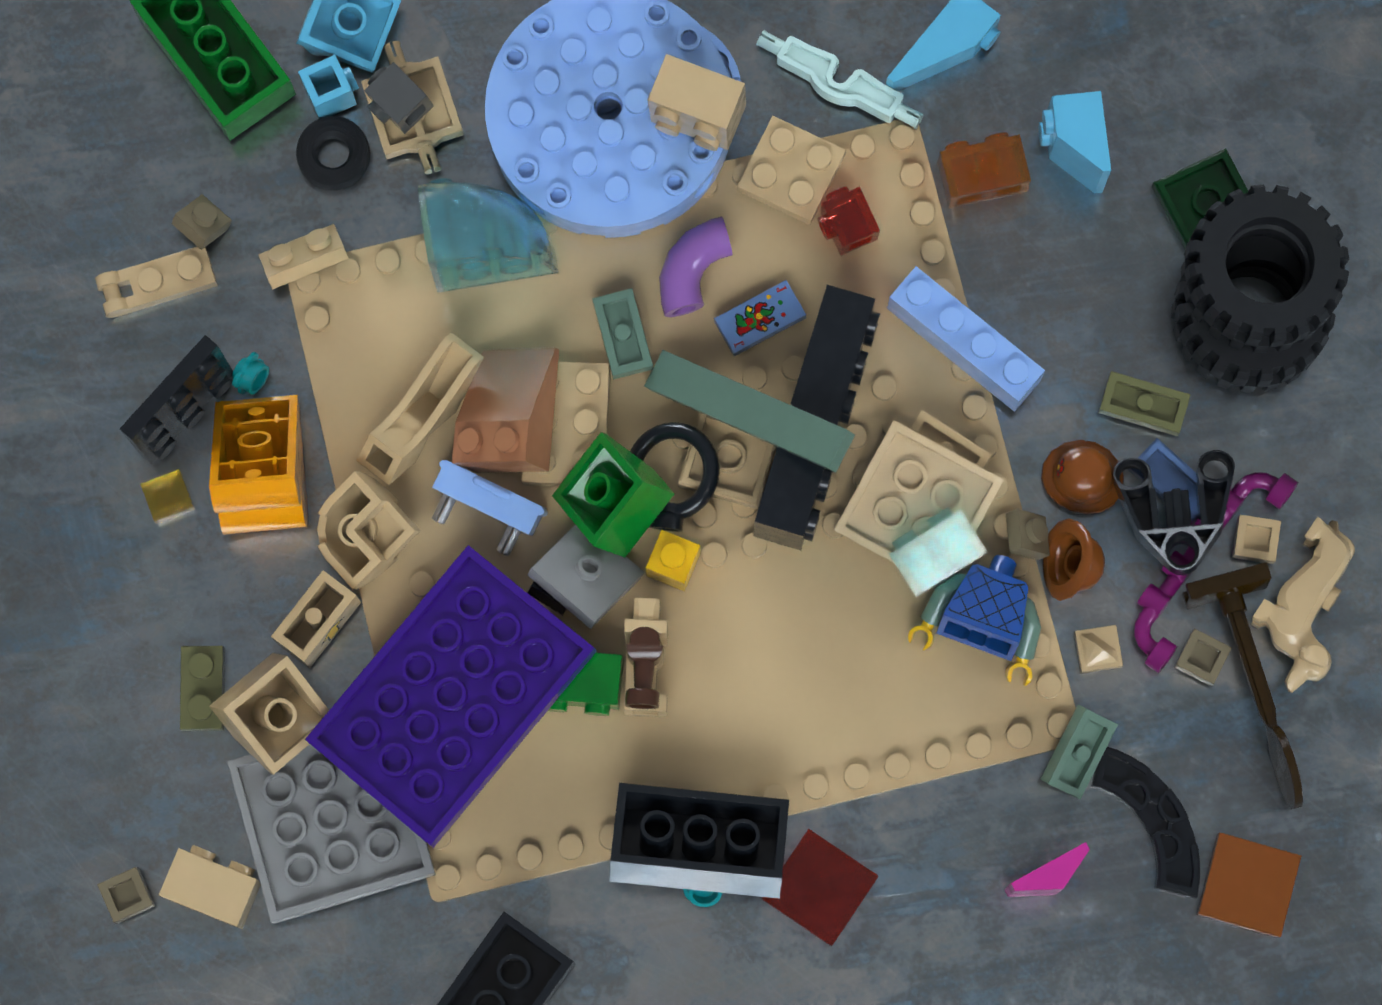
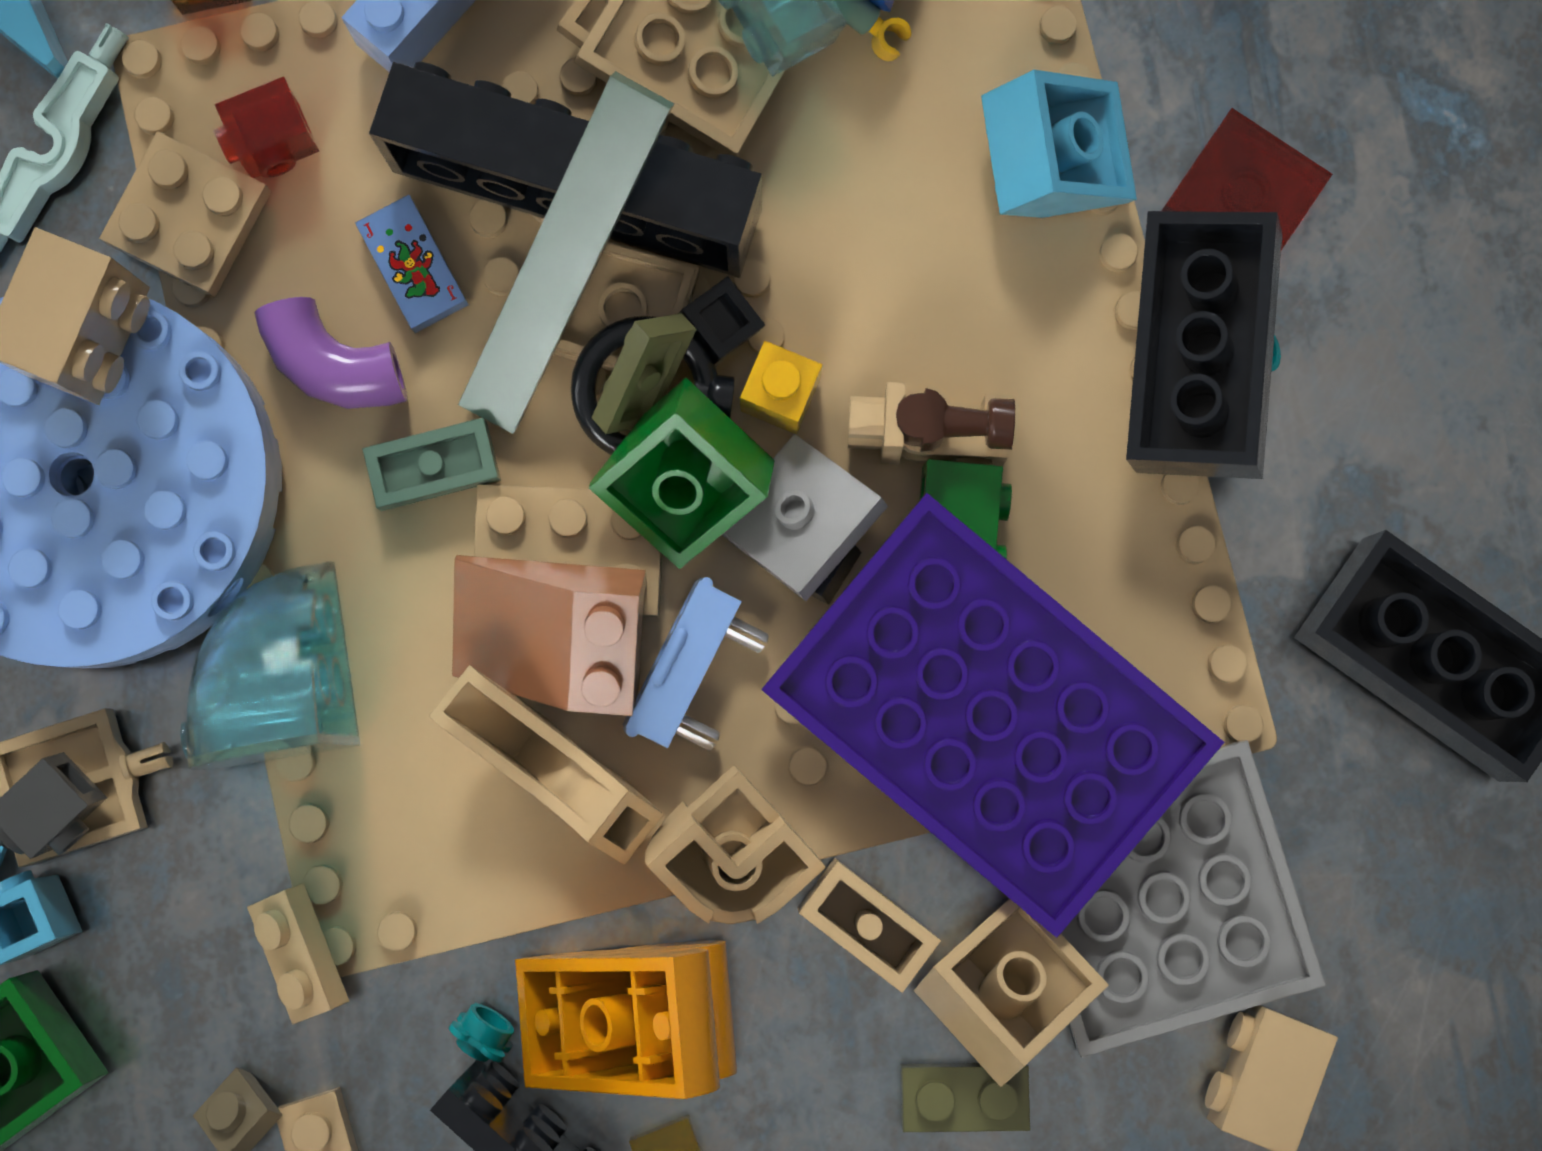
camera: 95 degrees left, 5 degrees up
(333, 128) = (95, 901): black tyre -> none
(679, 466) = (643, 370): none -> olive plate
(719, 520) = (722, 319): none -> black plate
(843, 750) = (1057, 145): none -> medium azure slope

